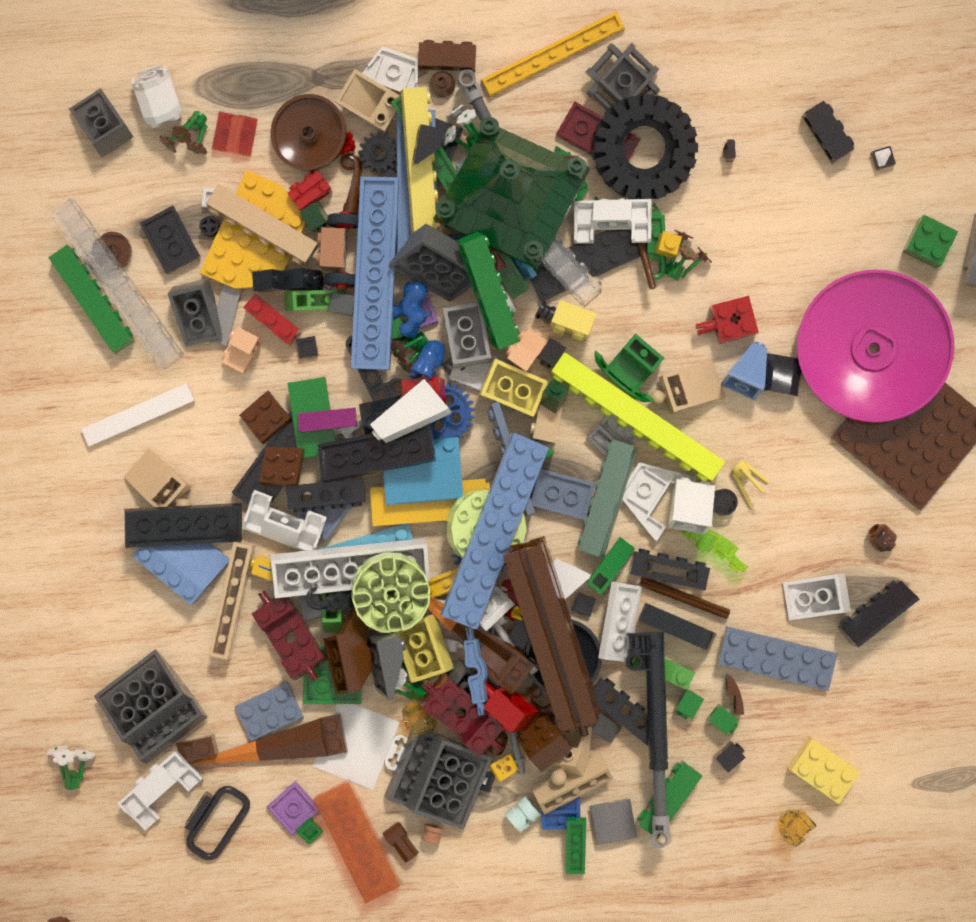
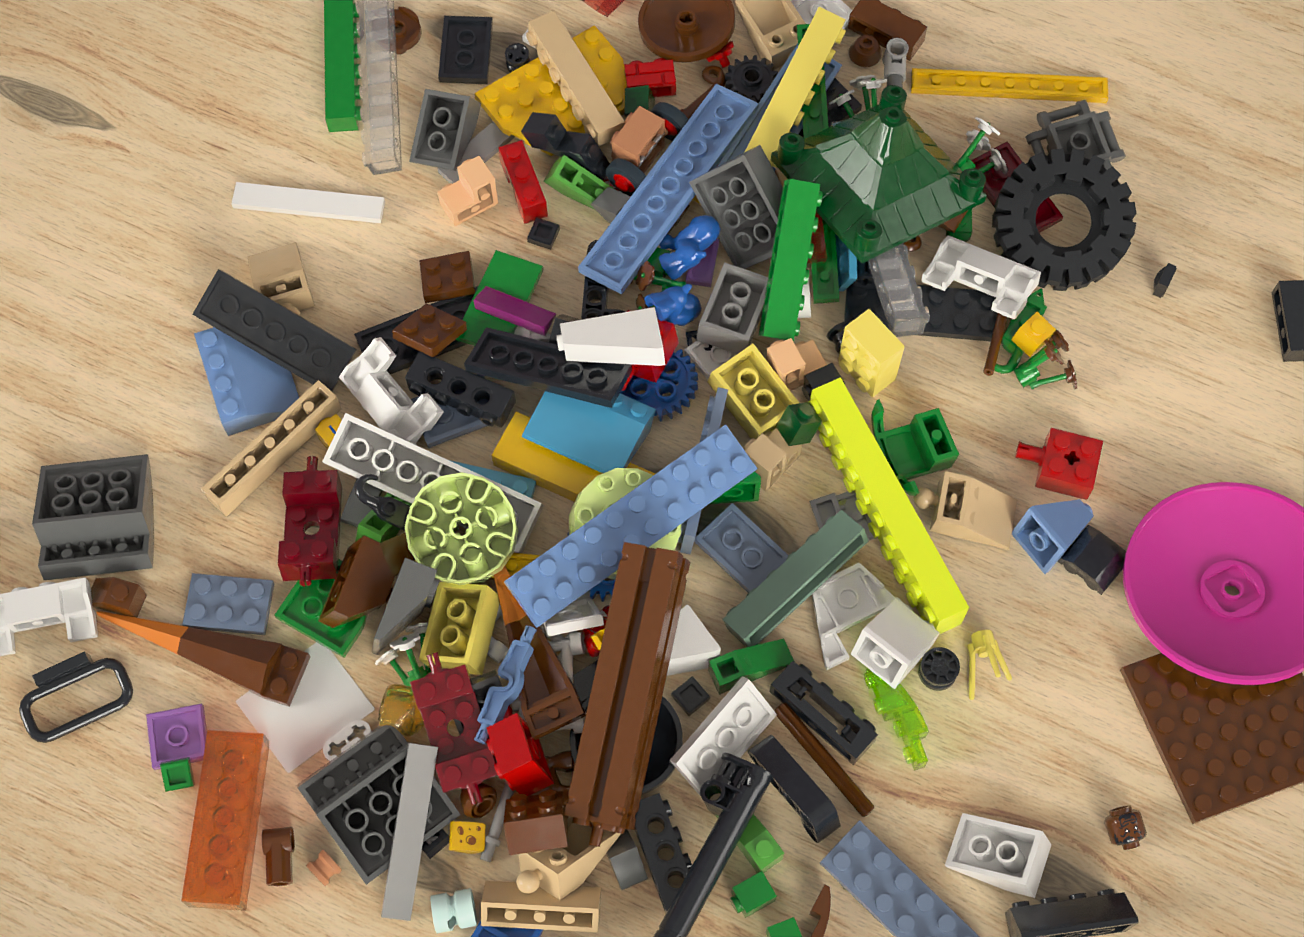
camera: 30 degrees right, 20 degrees down
(428, 141) = (812, 71): black slope -> none
(470, 786) = (409, 831): none -> light grey tile
(558, 142) = (979, 142): none -> white plant

